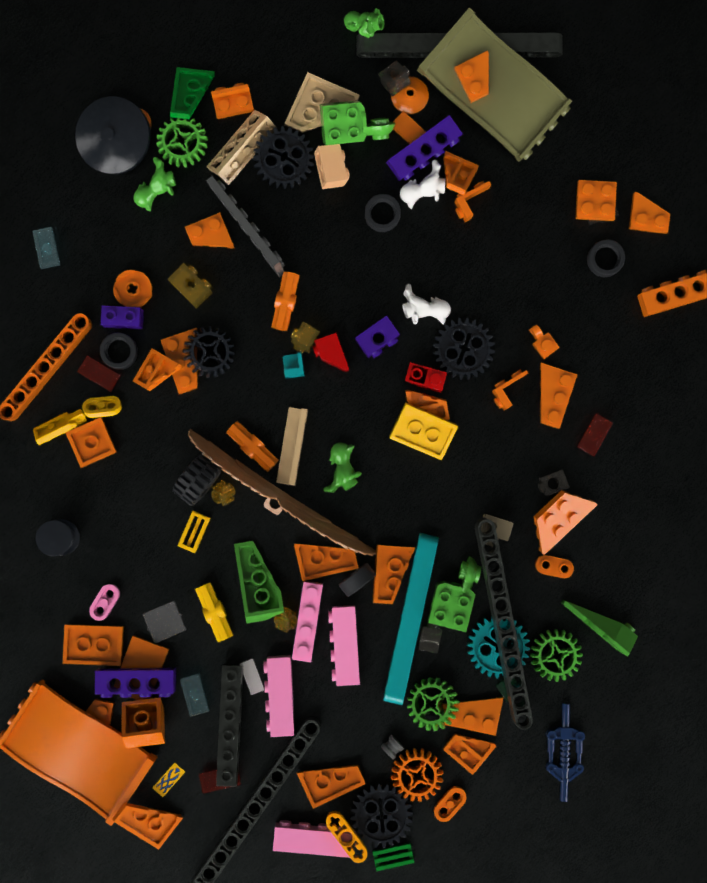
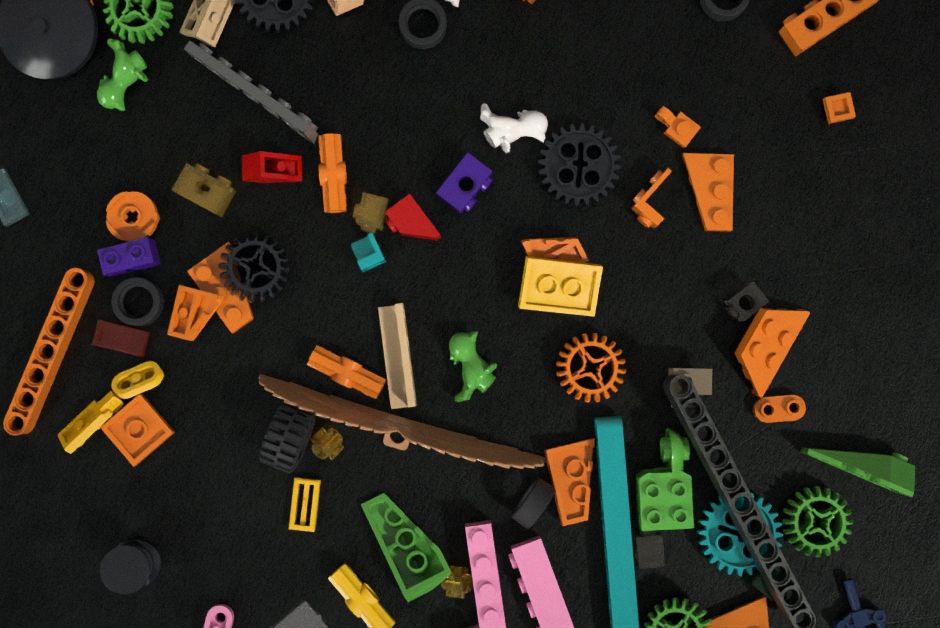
camera: 15 degrees left, 0 degrees up
(209, 232) = (209, 115): orange wing -> none
(243, 284) = (271, 167): none -> red slope
(323, 561) = (482, 491): orange wing -> none
(426, 377) = (542, 216): red slope -> none
(444, 492) = (584, 356): none -> orange gear
(594, 435) = (779, 224): clear red plate -> none
(663, 364) = (839, 108): none -> orange plate

